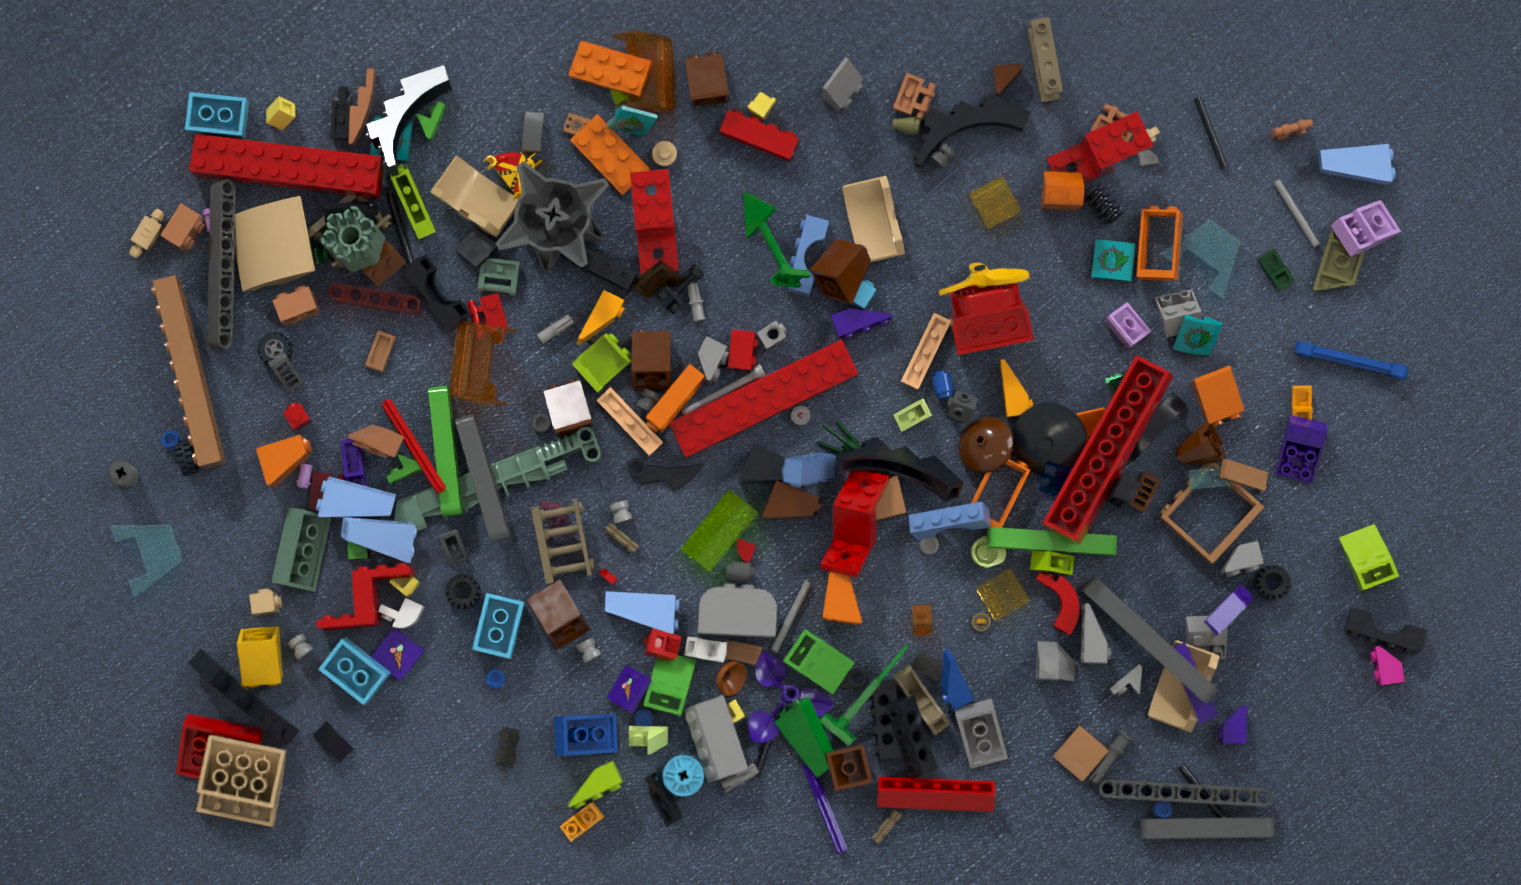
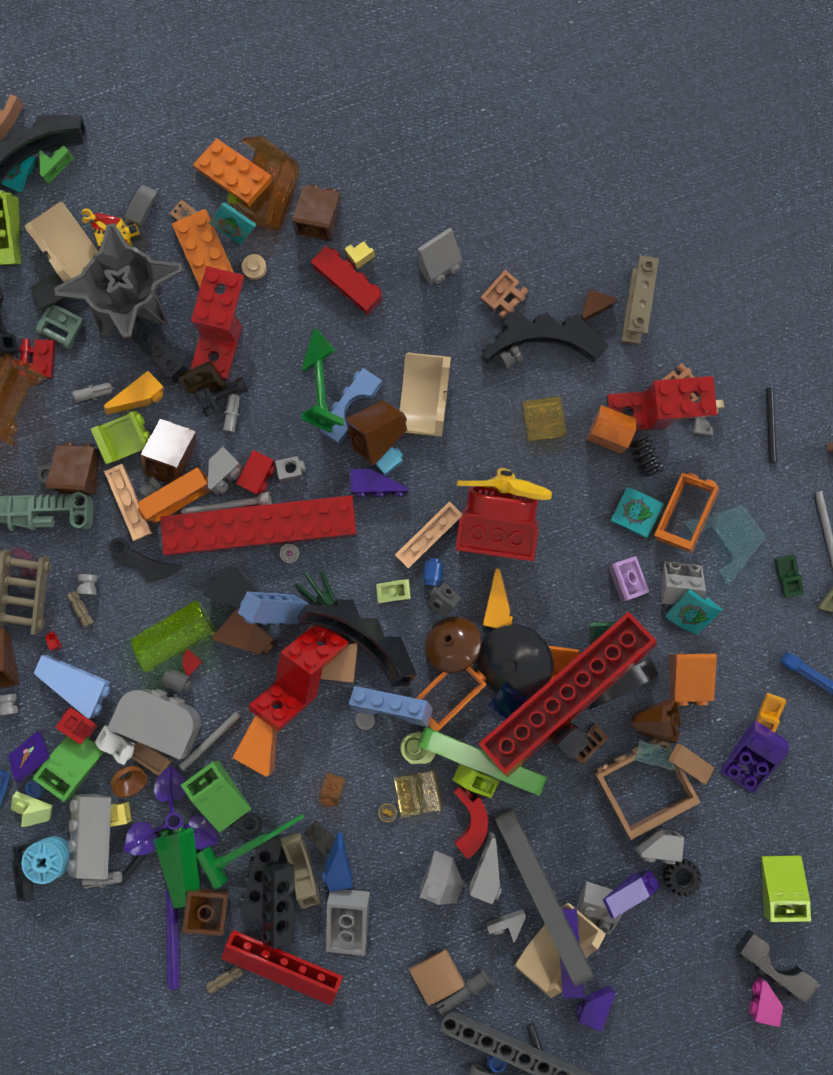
camera: 25 degrees right, 0 degrees up
(907, 125) = (488, 319): olive cone -> none

